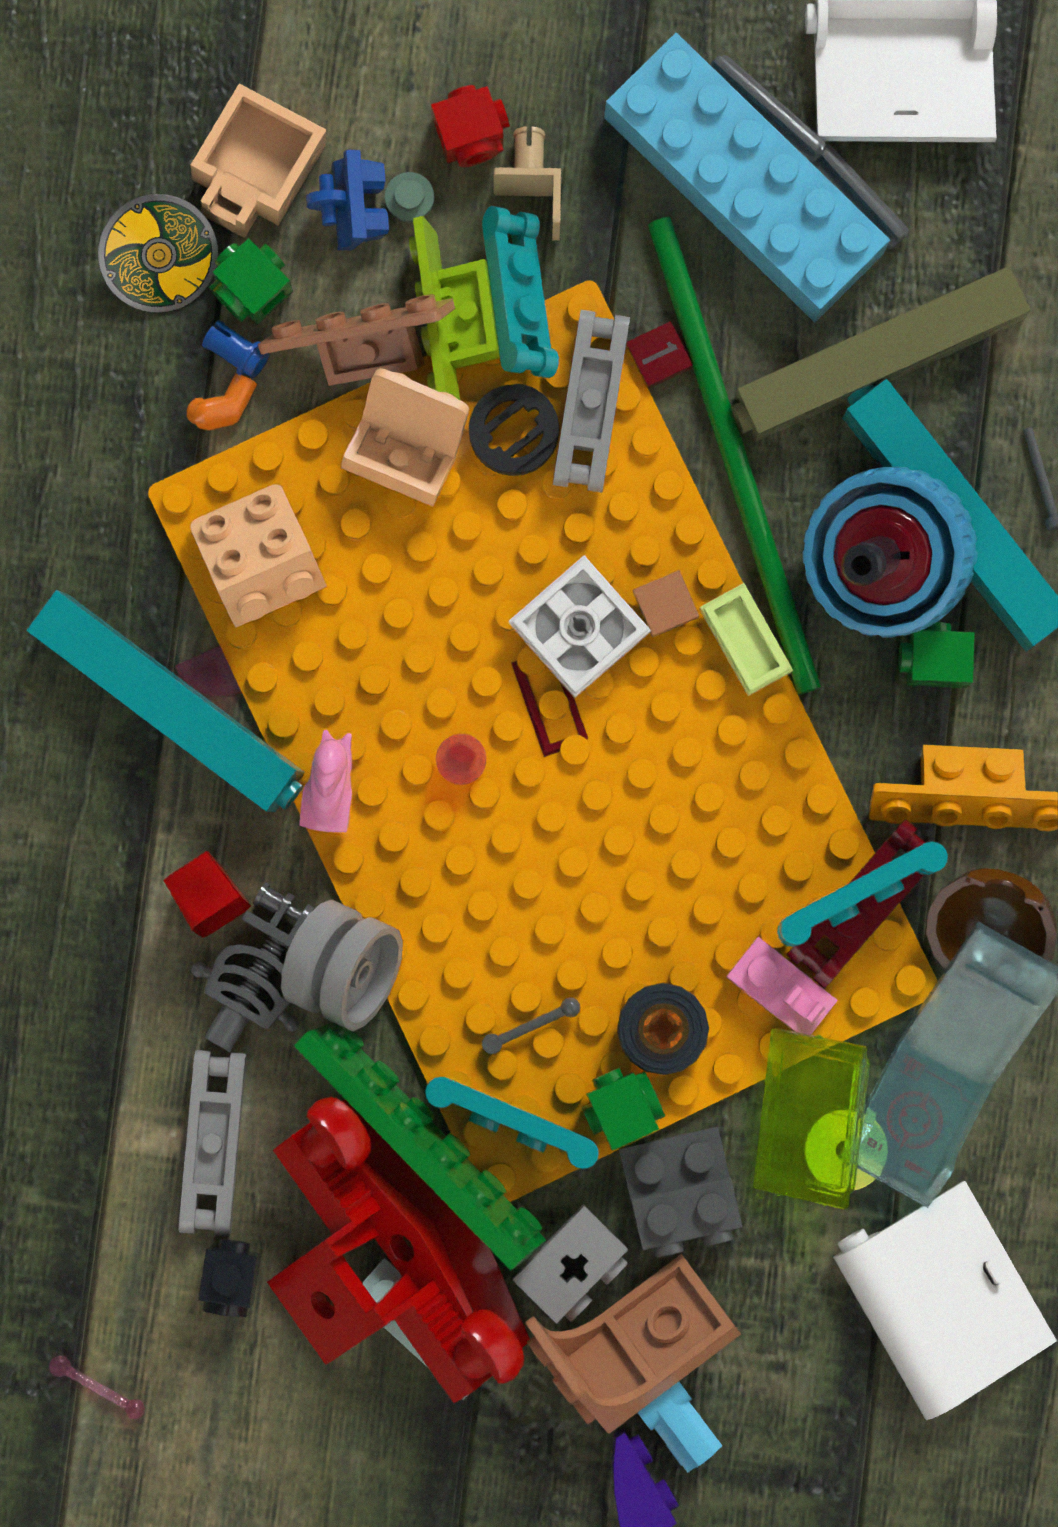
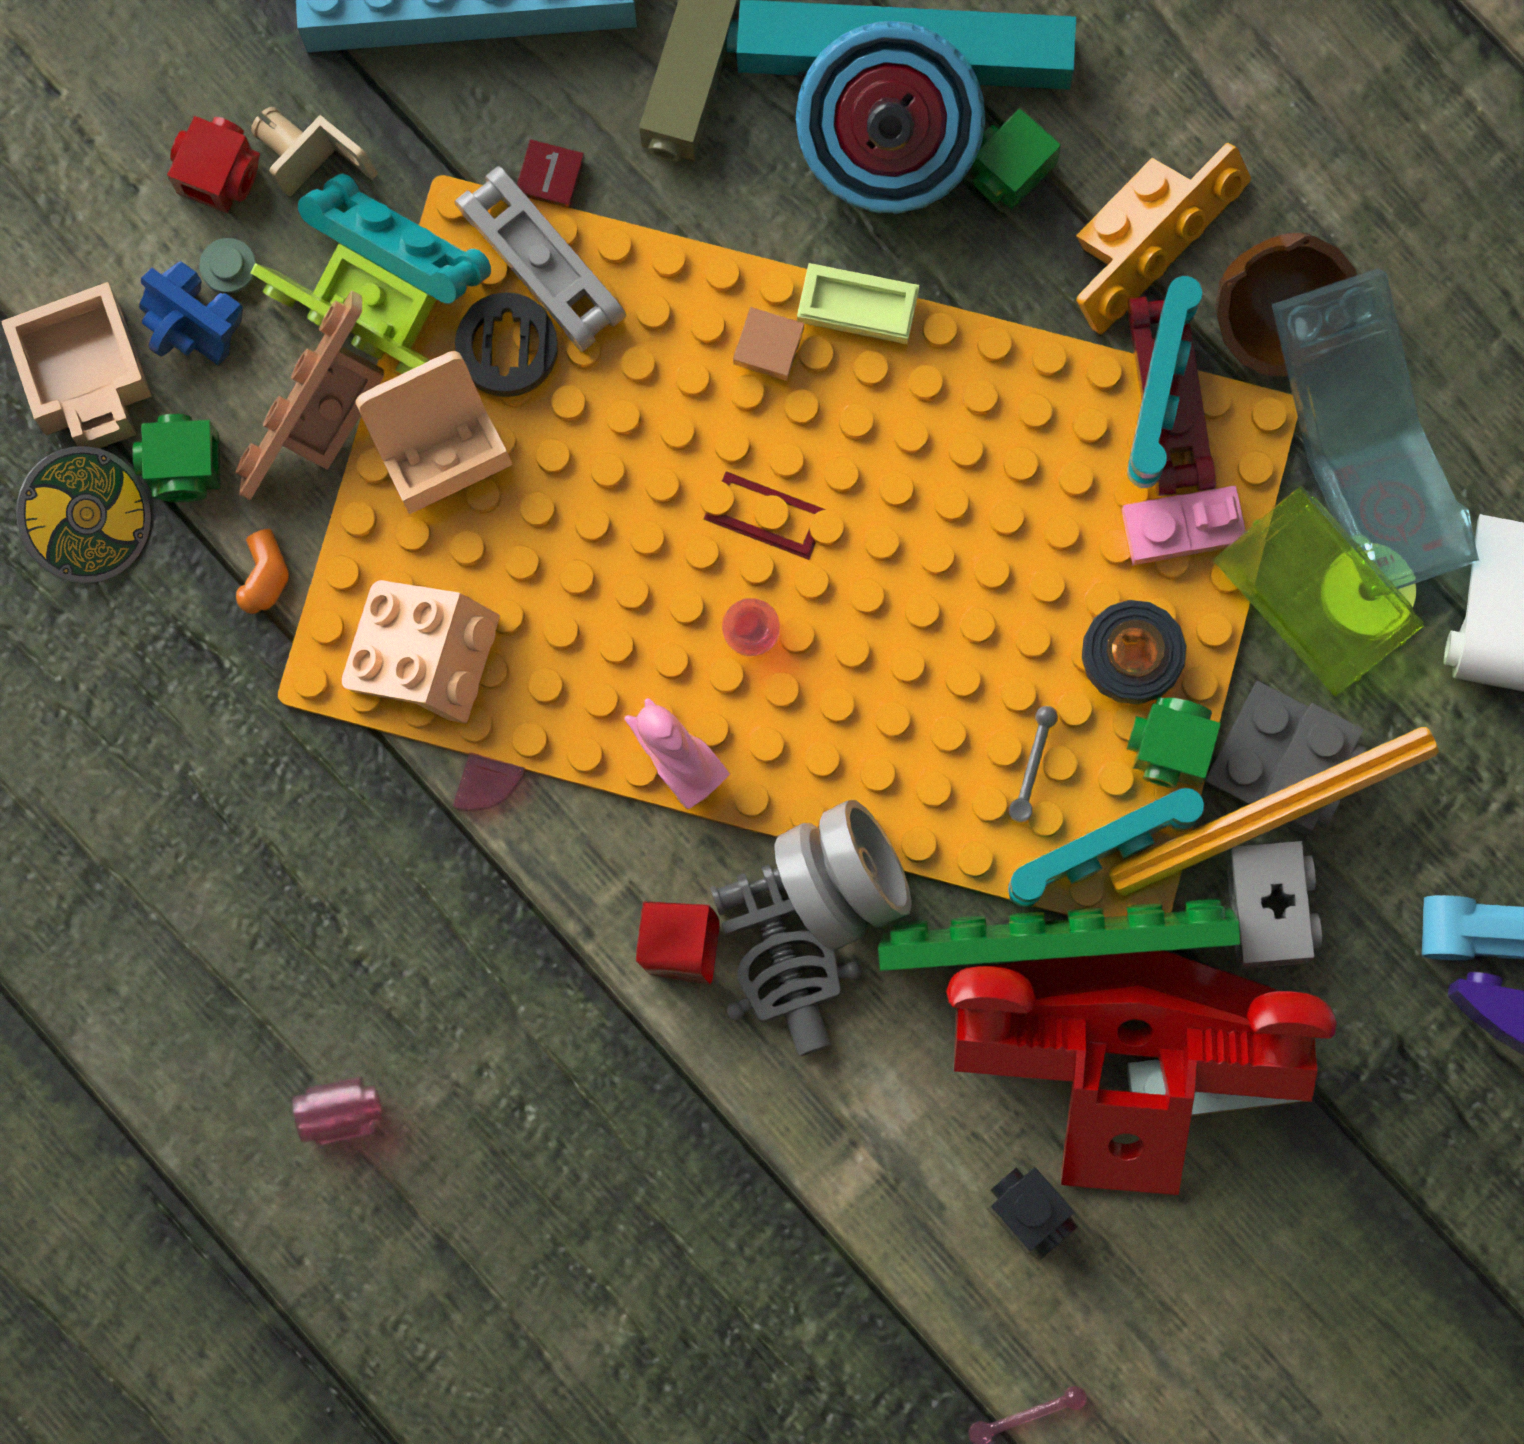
camera: 40 degrees left, 5 degrees down
(167, 702) = (480, 836): teal brick -> none
(212, 1143) = (899, 1128): light grey plate -> none
(235, 349) = (226, 521): blue pin -> none
(579, 626) = (725, 430): white piece -> none
(631, 1214) = (1274, 811): none -> light orange axle
(635, 1345) = (1391, 904): nougat bracket -> none
(734, 455) = (688, 183): green piece -> none

